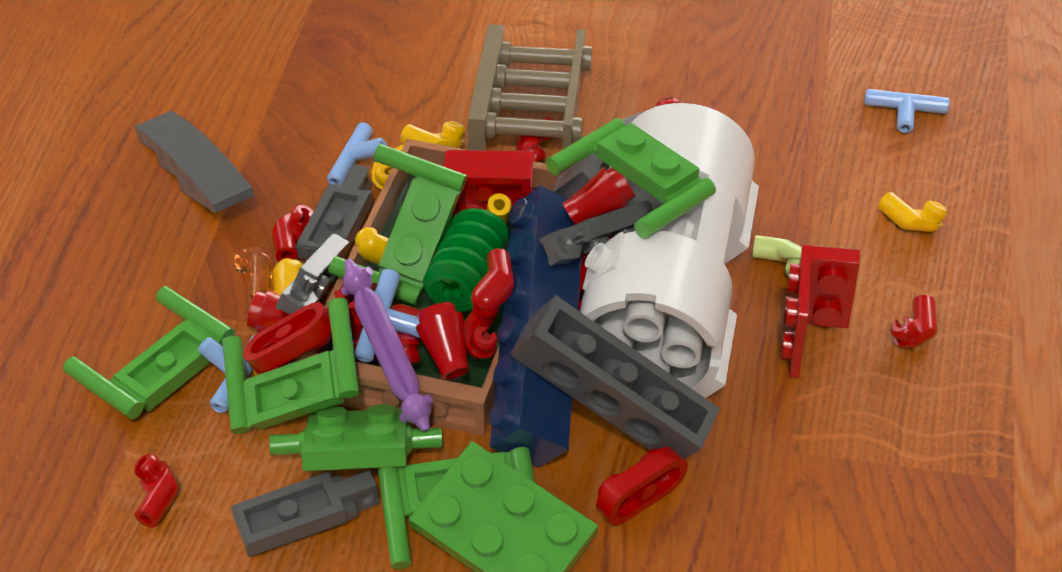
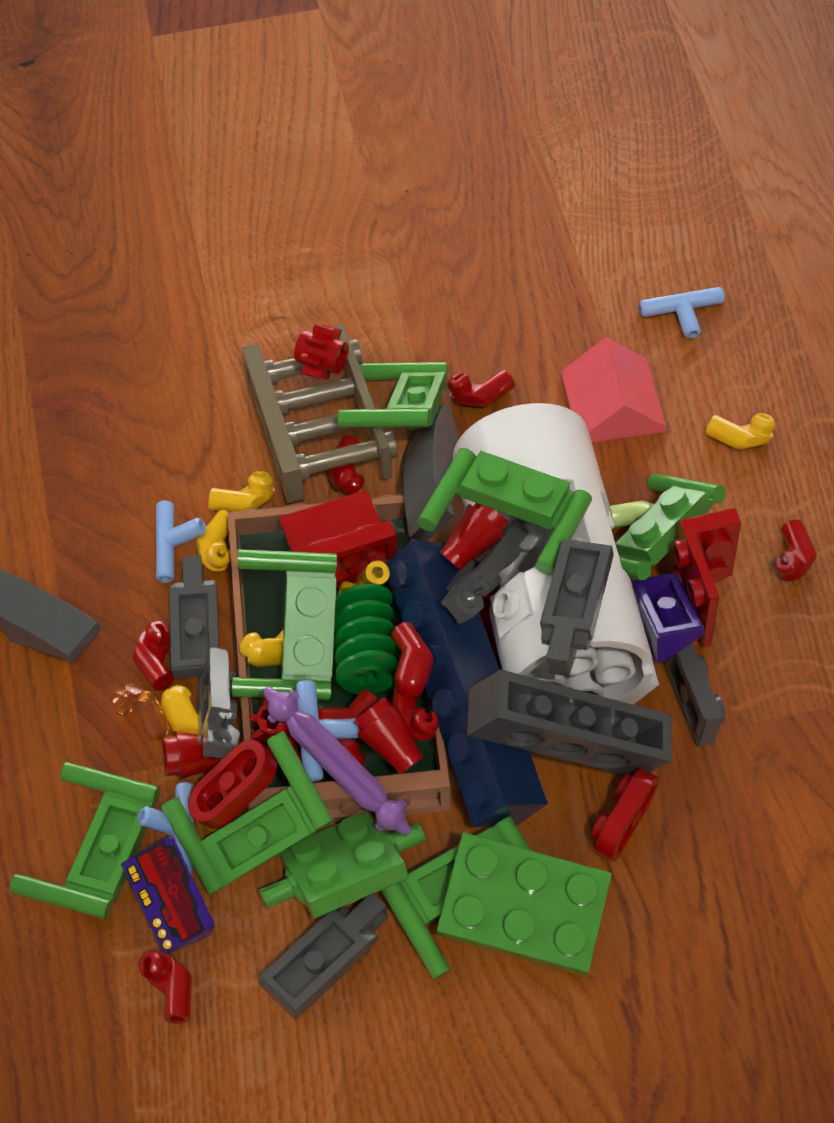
camera: 20 degrees left, 10 degrees up
(190, 417) = (168, 896): none -> slope
(551, 40) = (321, 351): none -> red gear
(616, 99) = (412, 402): none -> bright green plate
(651, 261) = (574, 601): none -> dark grey hinge
(758, 327) = (666, 615): none -> dark purple slope
(759, 394) = (698, 704): none -> dark grey hinge
(774, 258) = (655, 531): none -> bright green plate
(805, 152) = (613, 392): none -> coral slope

